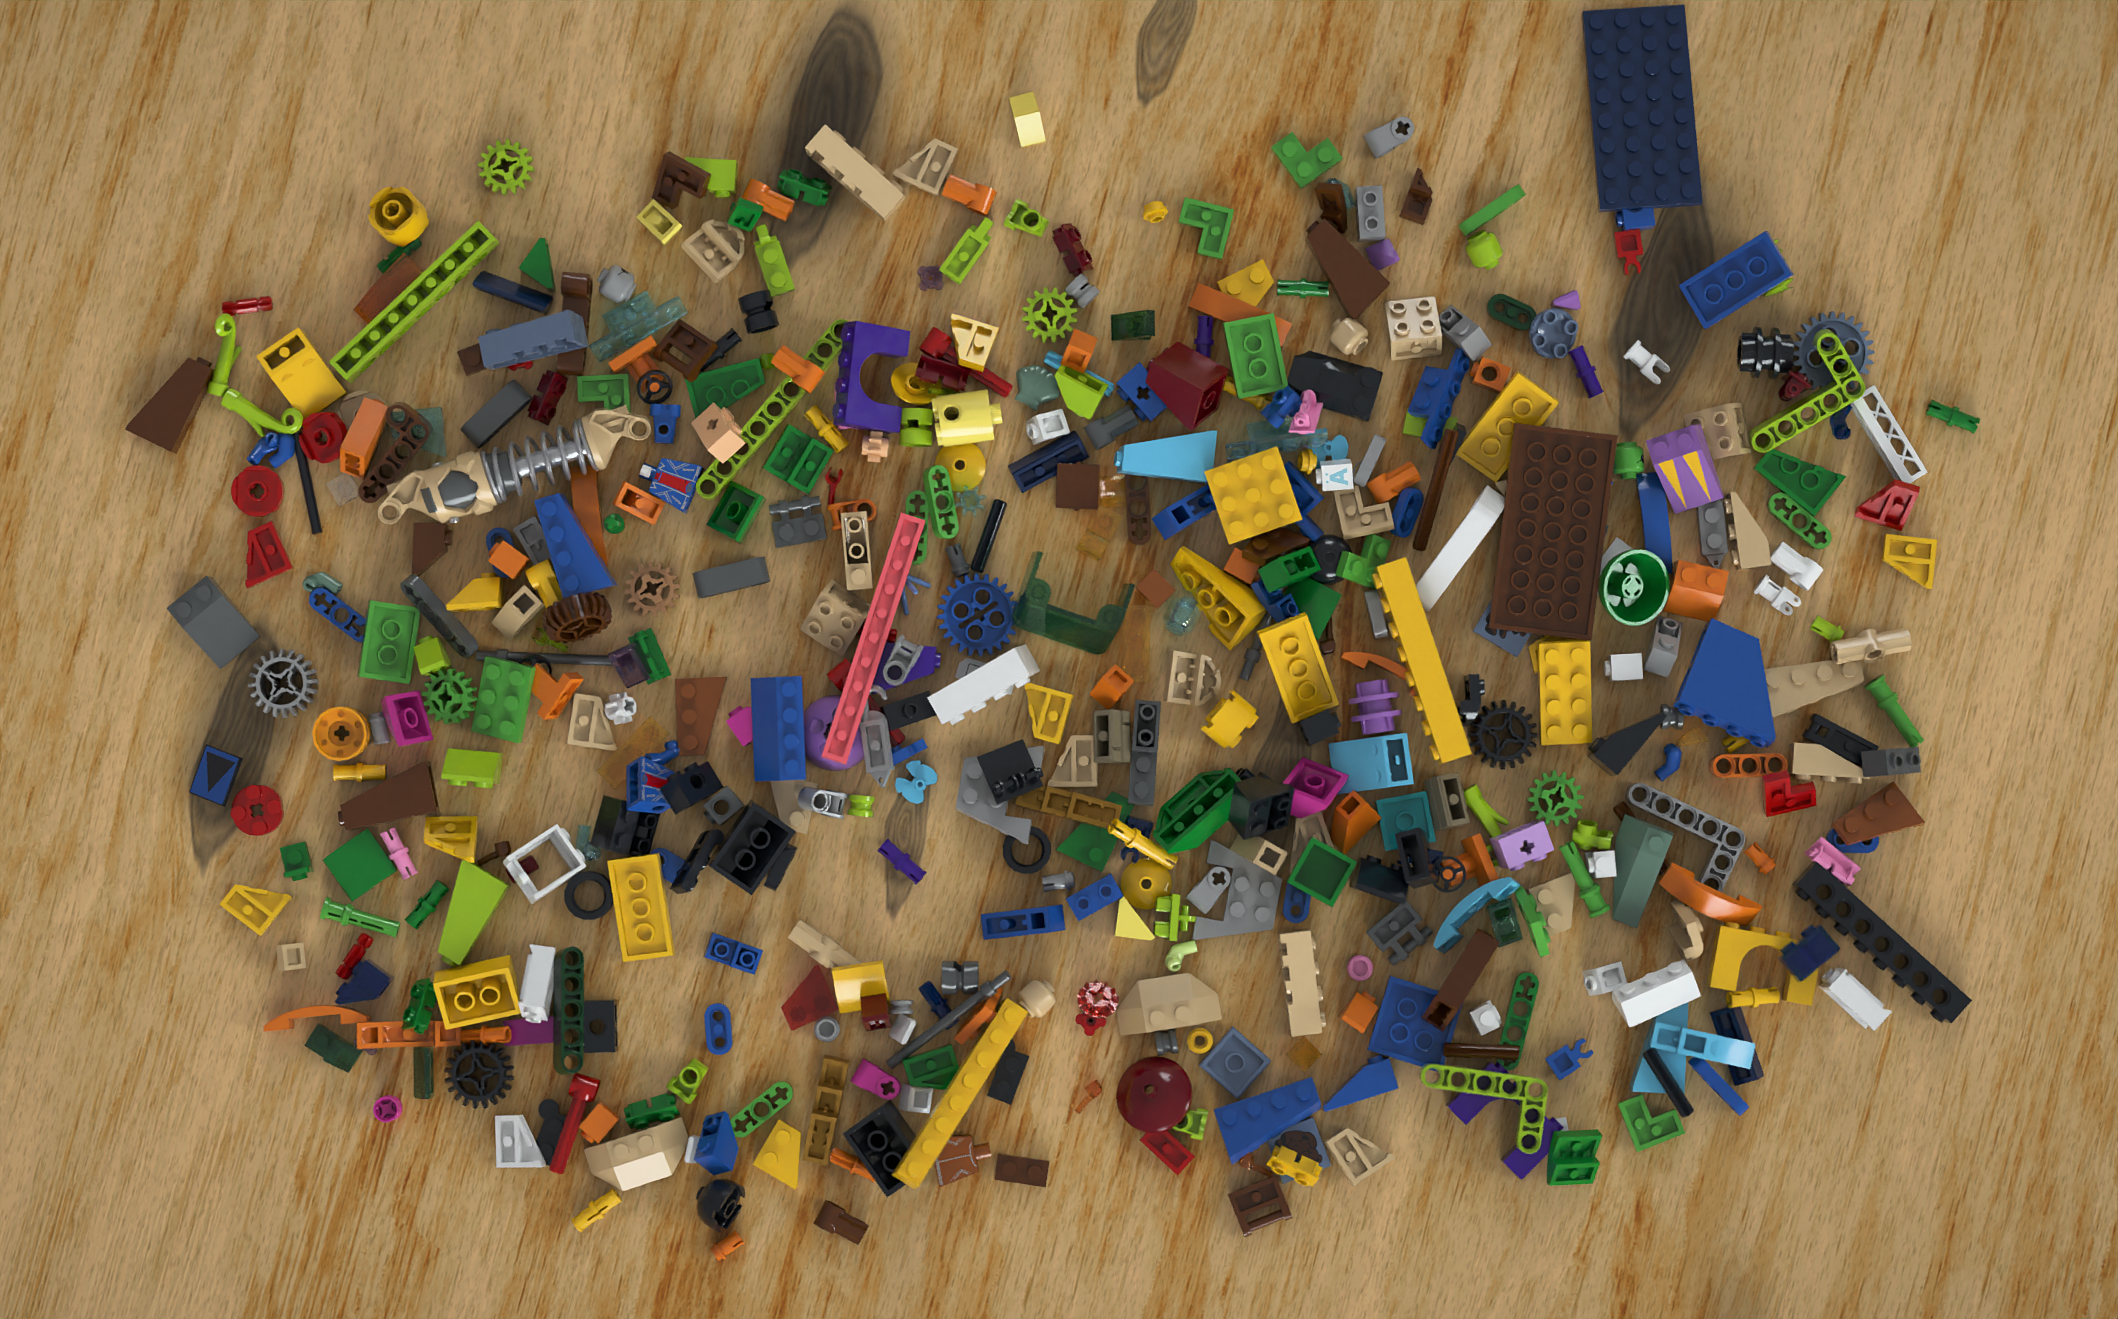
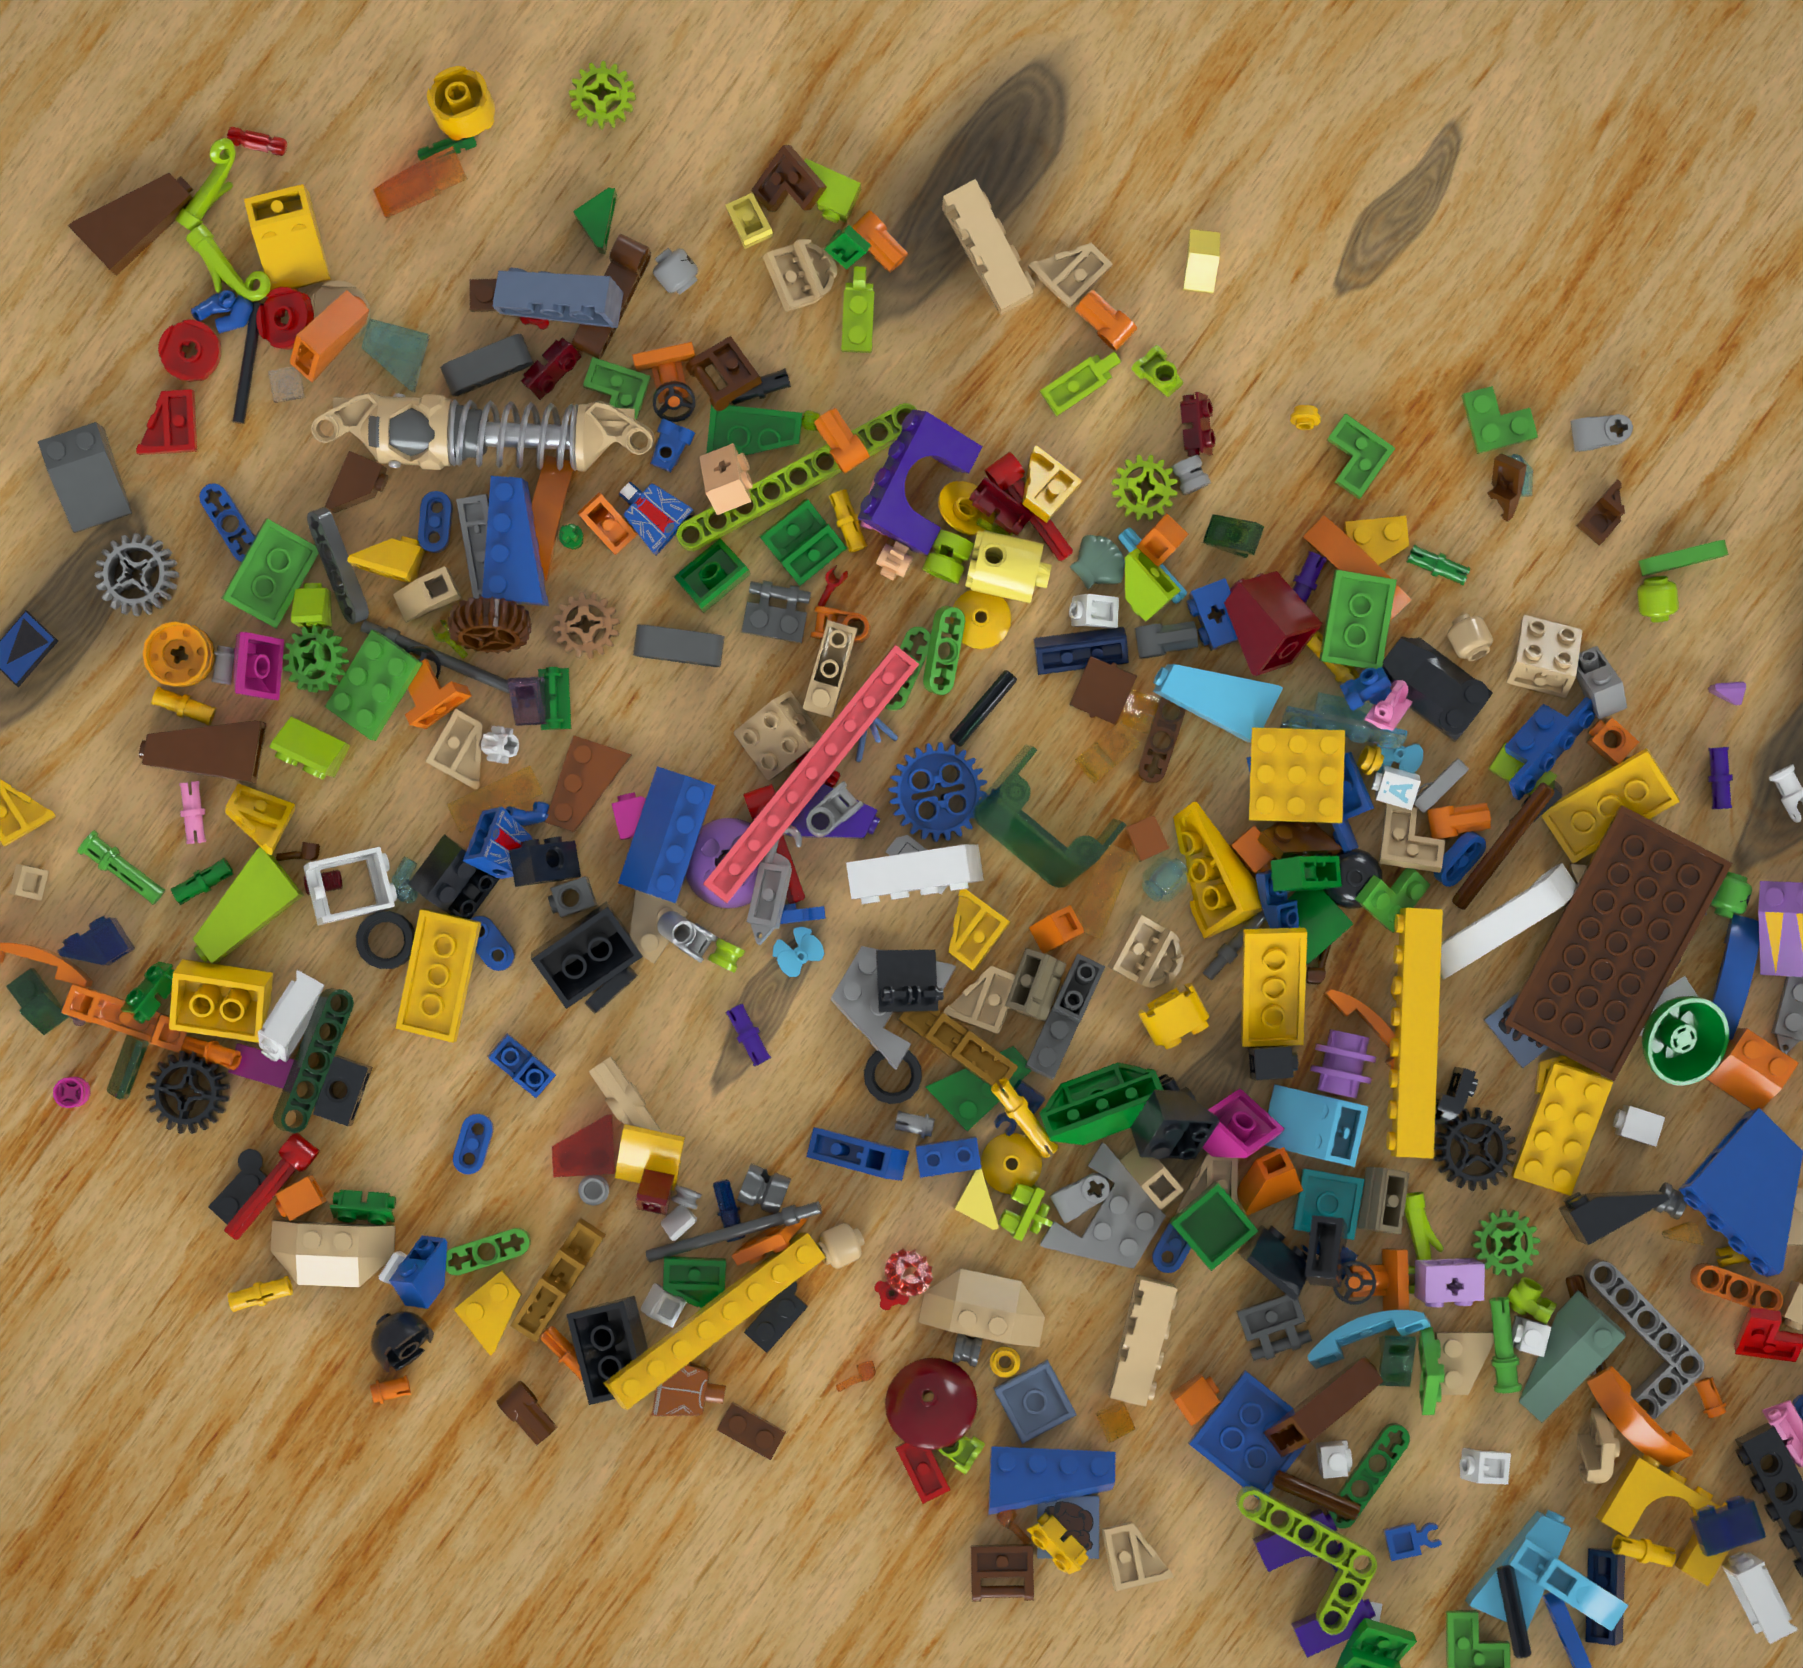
camera: 20 degrees right, 0 degrees up
(272, 808) = (71, 709): red plate -> none
(296, 861) = (76, 778): green bracket -> none
(322, 580) = (223, 477): sand green arm -> none
(354, 956) = (100, 908): red axle -> none
(359, 865) = (144, 809): green slope -> none
(392, 456) = (352, 368): reddish brown beam -> none
(414, 302) = (442, 206): lime brick -> none
(508, 559) = (438, 531): orange brick -> none
(513, 292) = (557, 237): dark blue slope -> none
(516, 1143) = (199, 1186): white wing -> none
(544, 580) = (469, 570): yellow piece -> none
(634, 322) = (679, 321): clear light blue bracket -> none
(685, 1084) = (413, 1191): lime plate -> none
(696, 861) = (519, 947): black plate -> none
(758, 311) = (821, 362): black wheel -> none
(813, 188) = (916, 234): green hinge -> none
(871, 1078) = (622, 1264): dark pink piece -> none
(908, 711) = (819, 869): black plate -> none
(925, 283) = (1019, 399): plate -> none
(957, 560) = (938, 723): dark grey pin -> none
(972, 508) = (977, 653): clear light blue gear -> none
(1177, 952) = (1016, 1255): yellowish green arm -> none
(1184, 512) = (1212, 765): blue slope -> none
(1347, 270) = (1497, 568): reddish brown slope -> none
(1359, 967) = (1214, 1348): bright pink tile -> none
(1368, 1081) = (1176, 1480): blue slope -> none
(1370, 213) = (1545, 510): light grey brick -> none
(1375, 614) = (1382, 959): light grey beam -> none
(1382, 254) = (1541, 561): medium lavender slope -> none
(1512, 310) = (1663, 677): dark green plate -> none
(1553, 333) = (1700, 721): sand blue dish -> none
(1656, 993) = (1538, 1506): white slope -> none
(1663, 646) = (1691, 1118): light grey slope -> none
(1672, 764) = (1652, 1252): blue arm -> none

